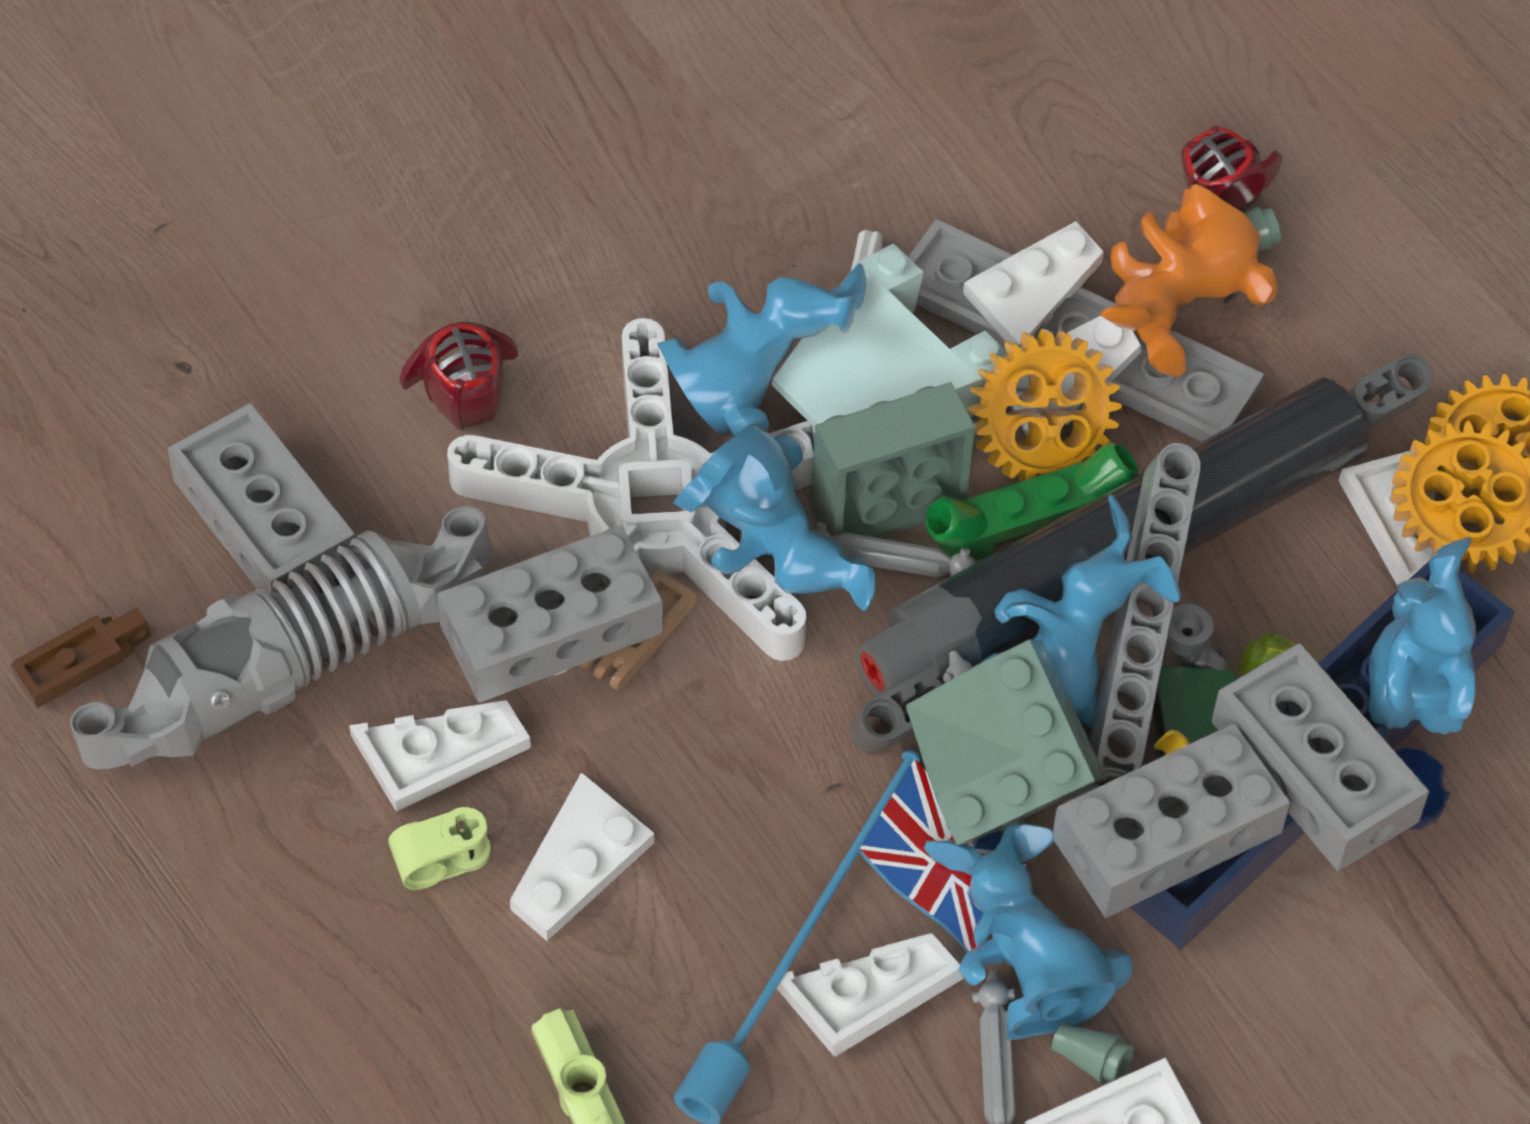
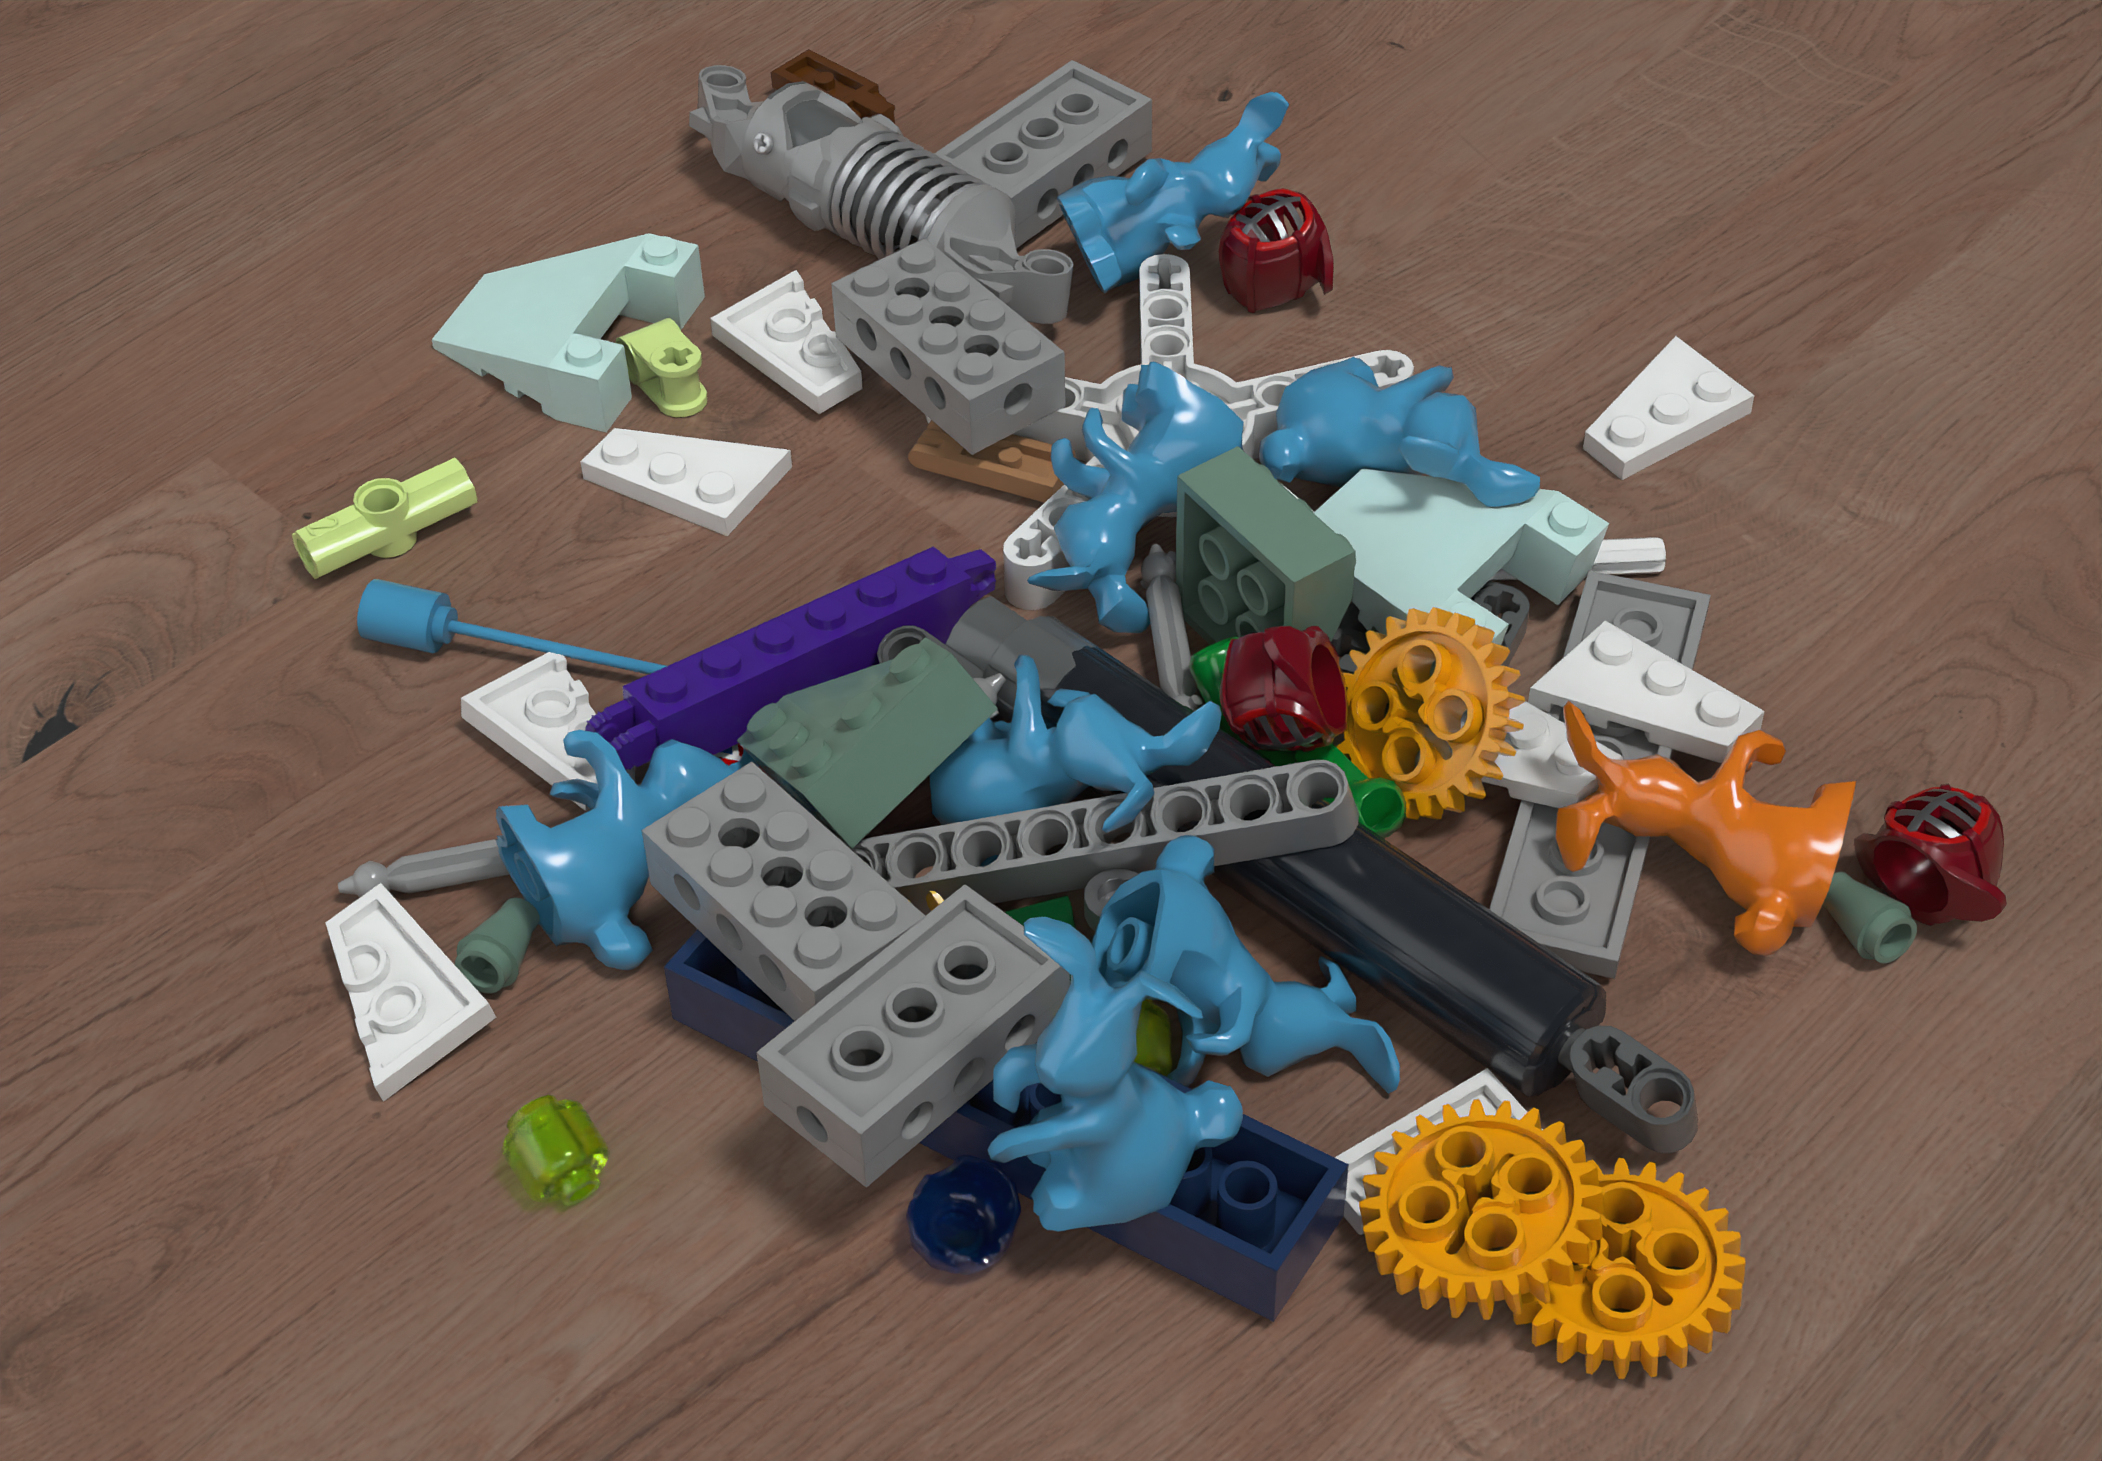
camera: 80 degrees right, 10 degrees down
(344, 935) = (546, 322): none -> light aqua wedge
(407, 462) = (1164, 201): none -> dark azure animal
(712, 185) = (1665, 410): none -> white wing
(867, 796) = (718, 690): none -> dark purple hinge
(1024, 478) = (1284, 689): none -> dark red piece
(1267, 596) = (1181, 934): none -> dark azure animal
(1304, 1033) = (555, 1150): none -> clear neon green head

